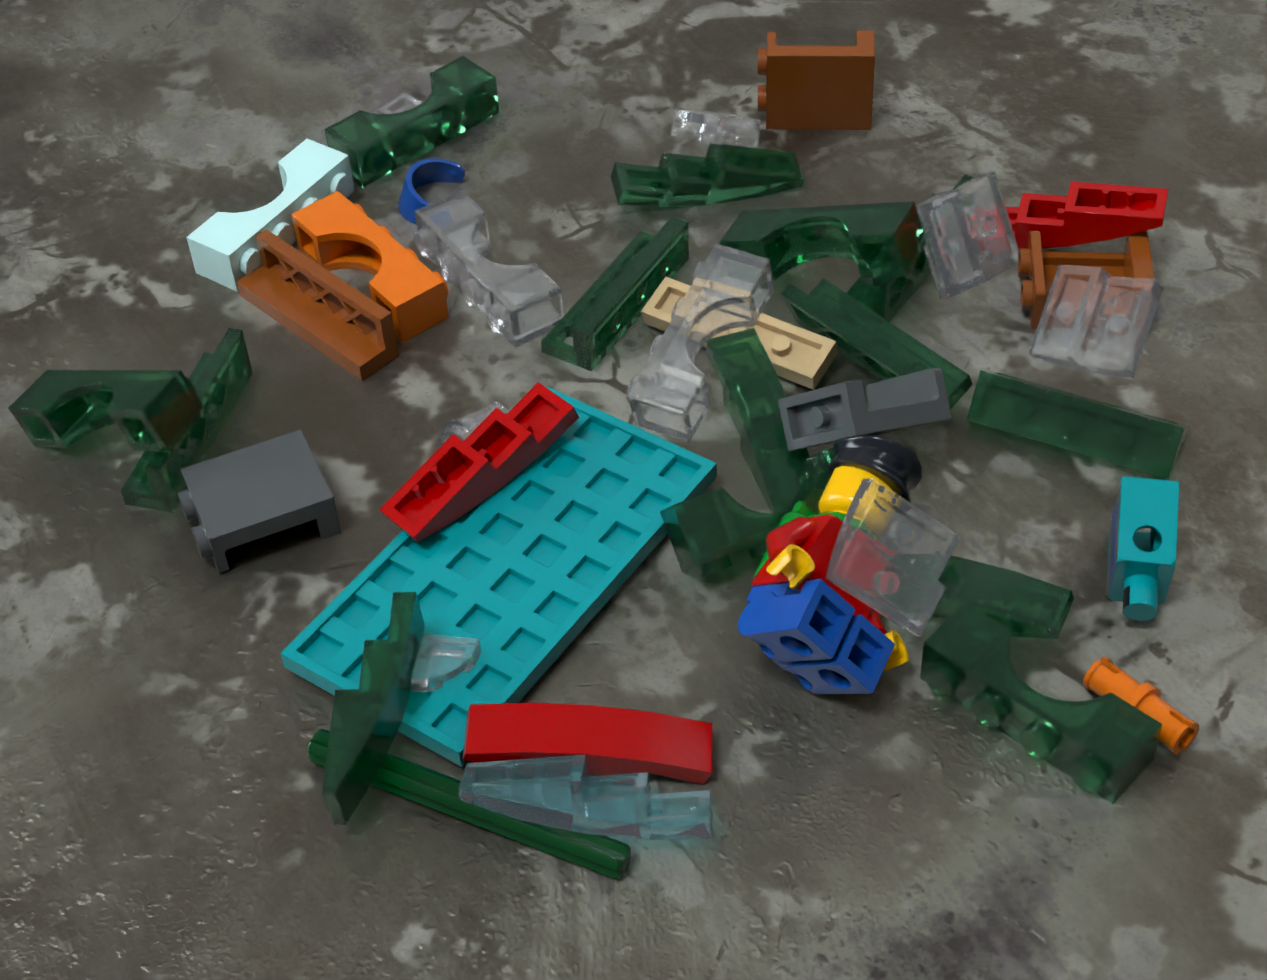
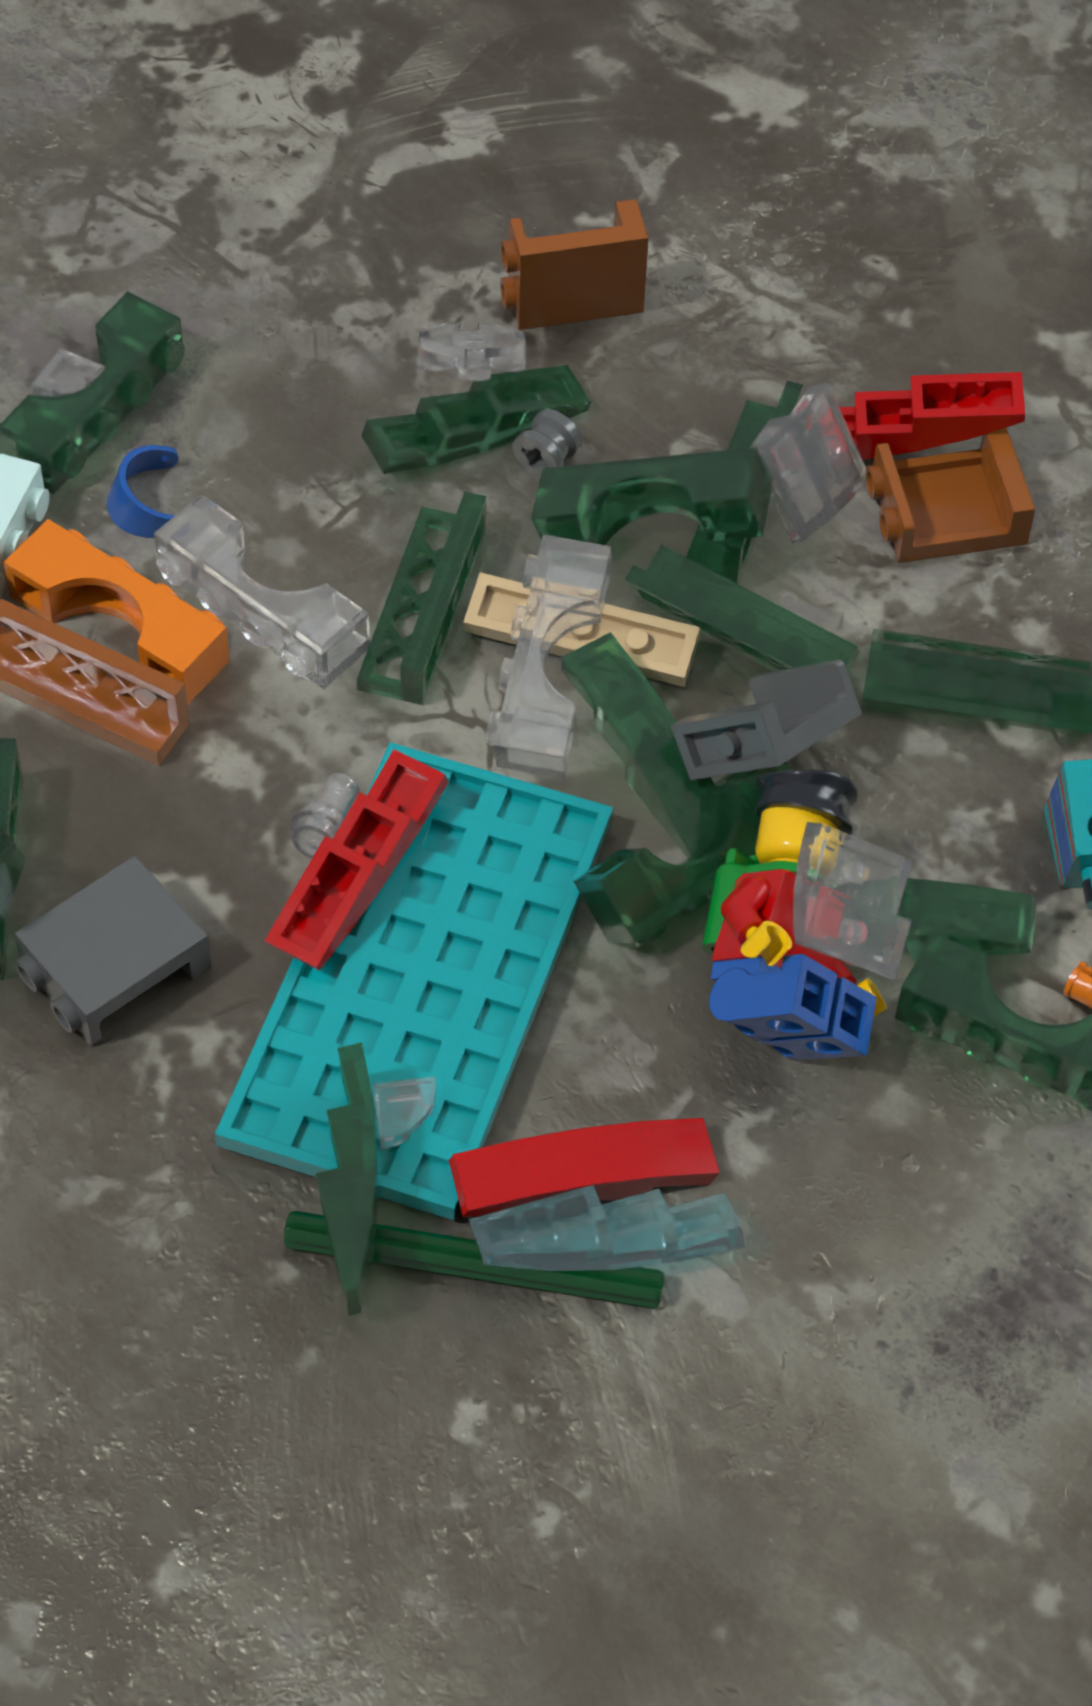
camera: 20 degrees left, 10 degrees up
(759, 194) = (547, 443): none -> dark grey wheel
(1096, 321) = (974, 550): clear slope -> none

